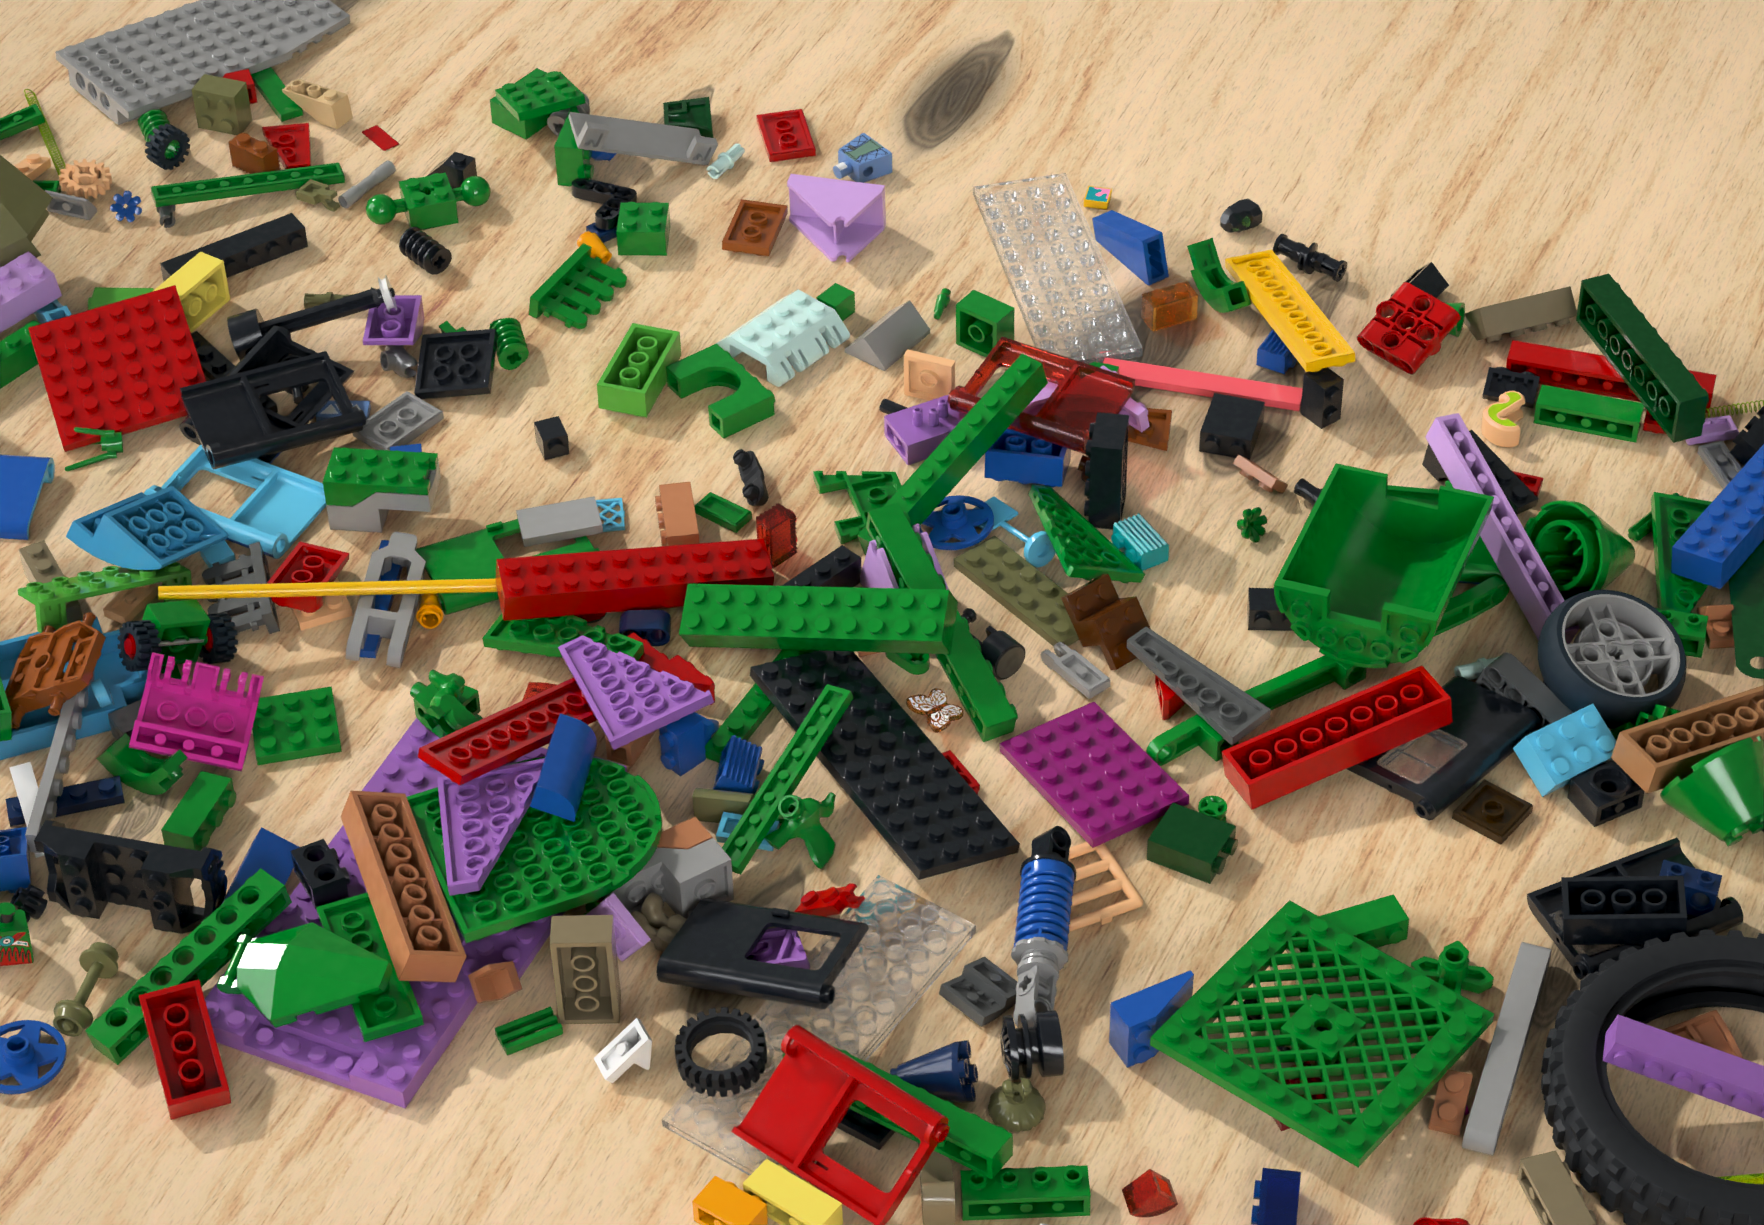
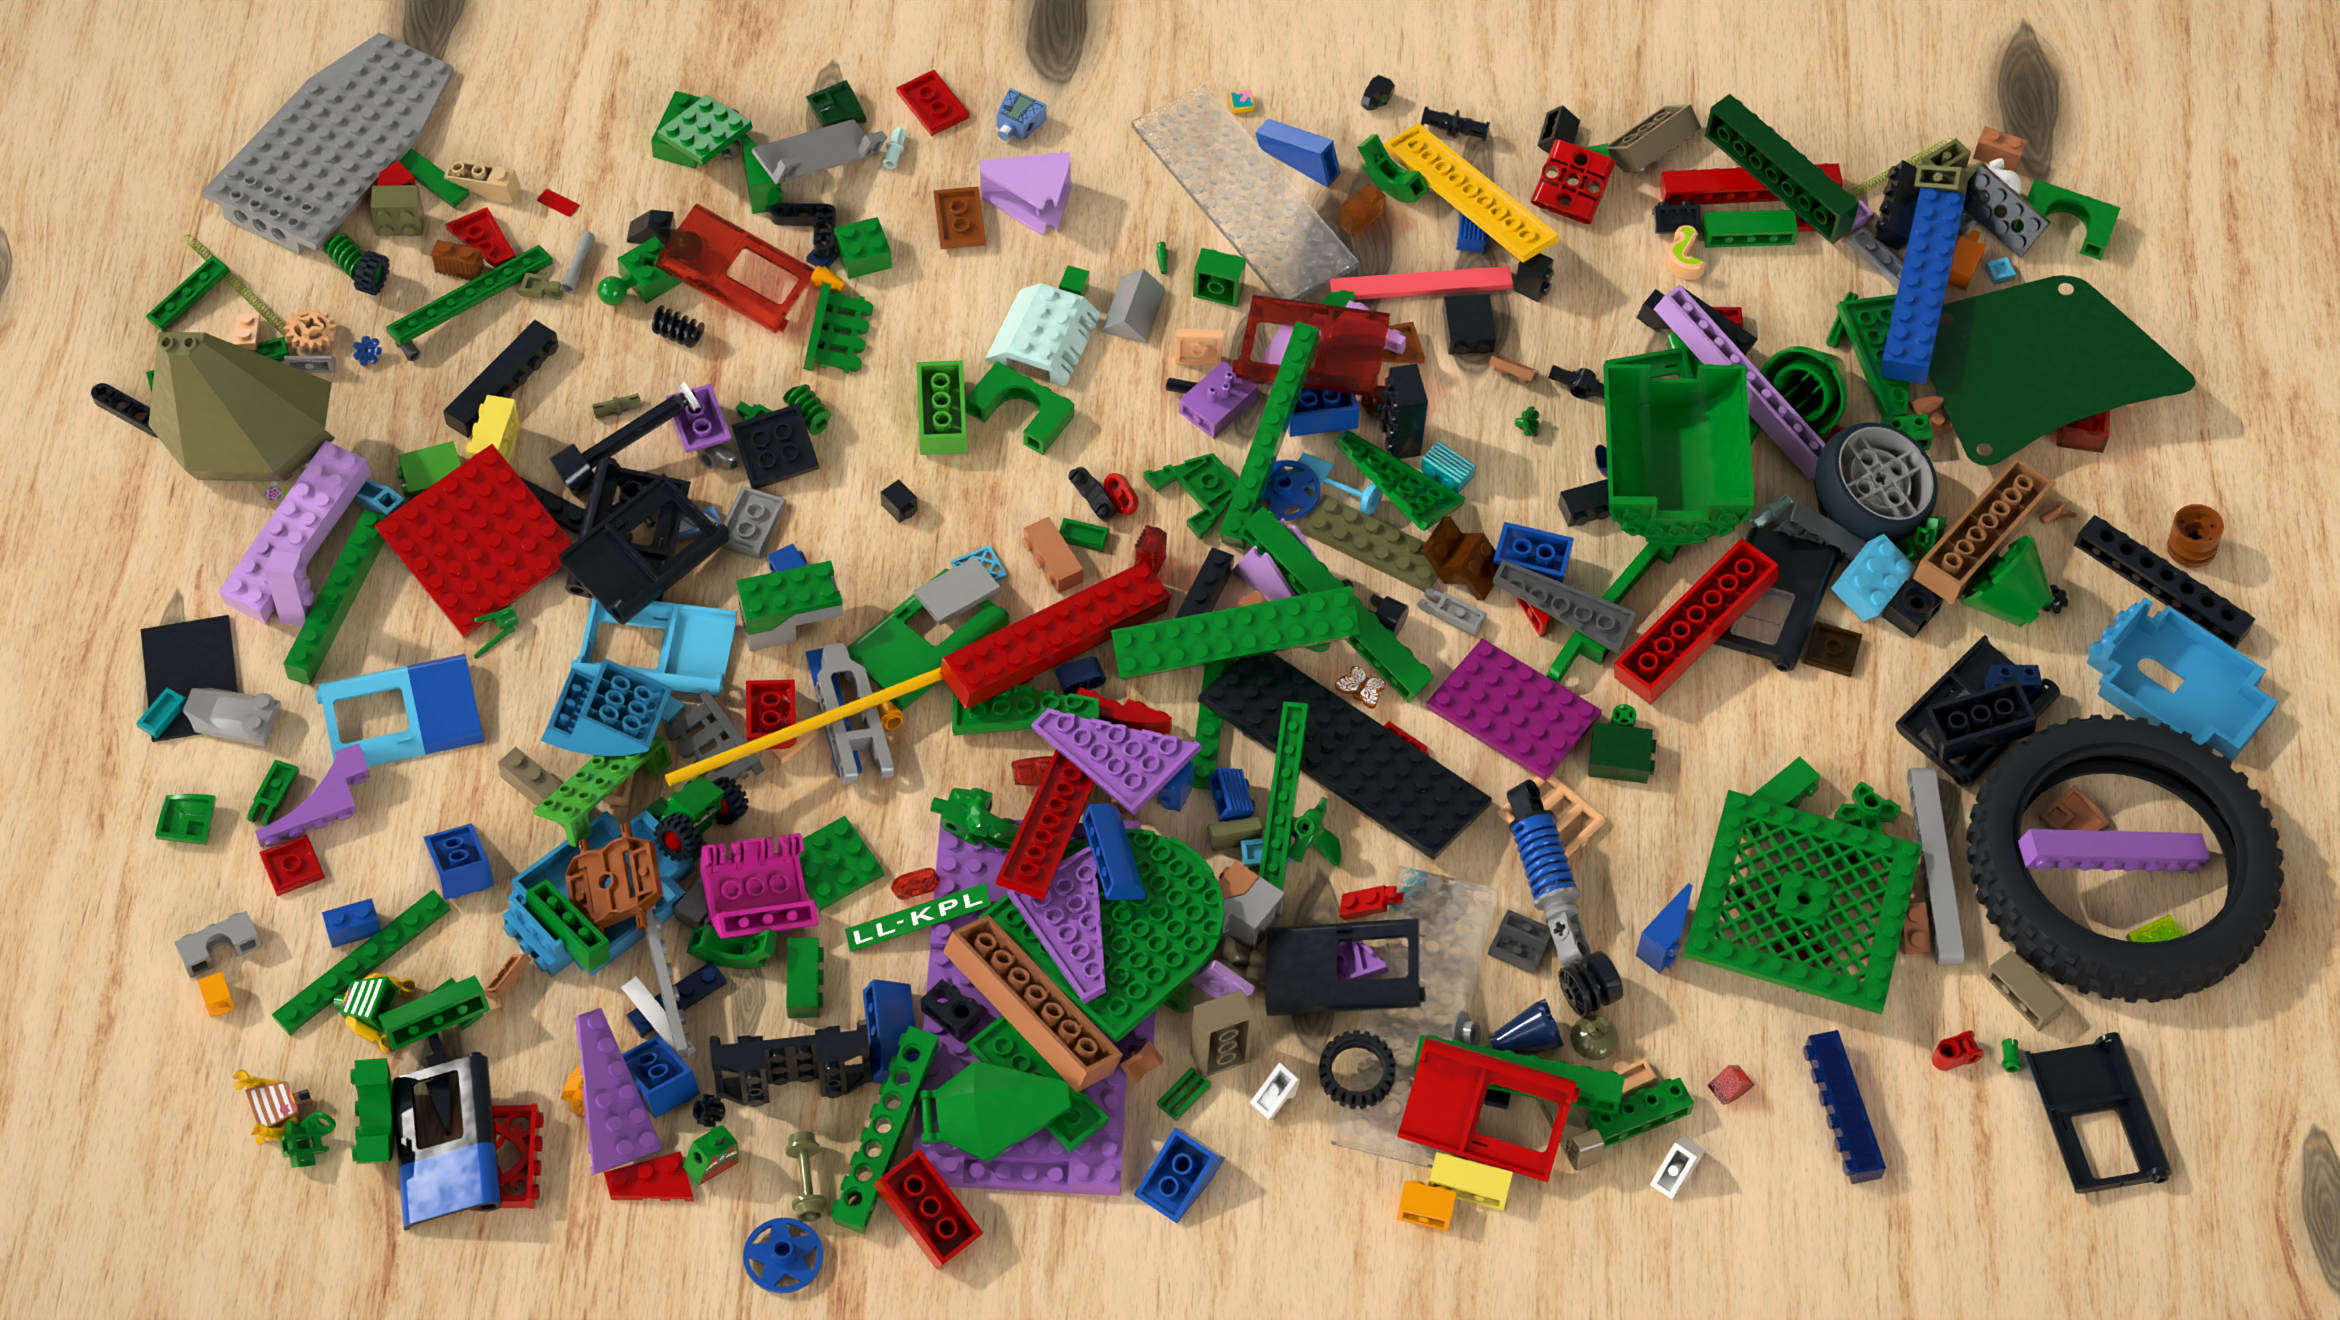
camera: 25 degrees left, 15 degrees up
(340, 789) = (918, 917): none -> green sticker
(362, 760) = (915, 883): none -> clear red plate
(476, 1101) = (1179, 1175): none -> blue slope
(487, 185) = (707, 248): none -> clear red piece
(780, 484) = (1124, 497): none -> red plate
(866, 1046) = (1465, 1029): none -> light grey piece
(1035, 1155) = (1637, 1076): none -> light nougat tile
(1194, 632) = (1535, 550): none -> blue slope

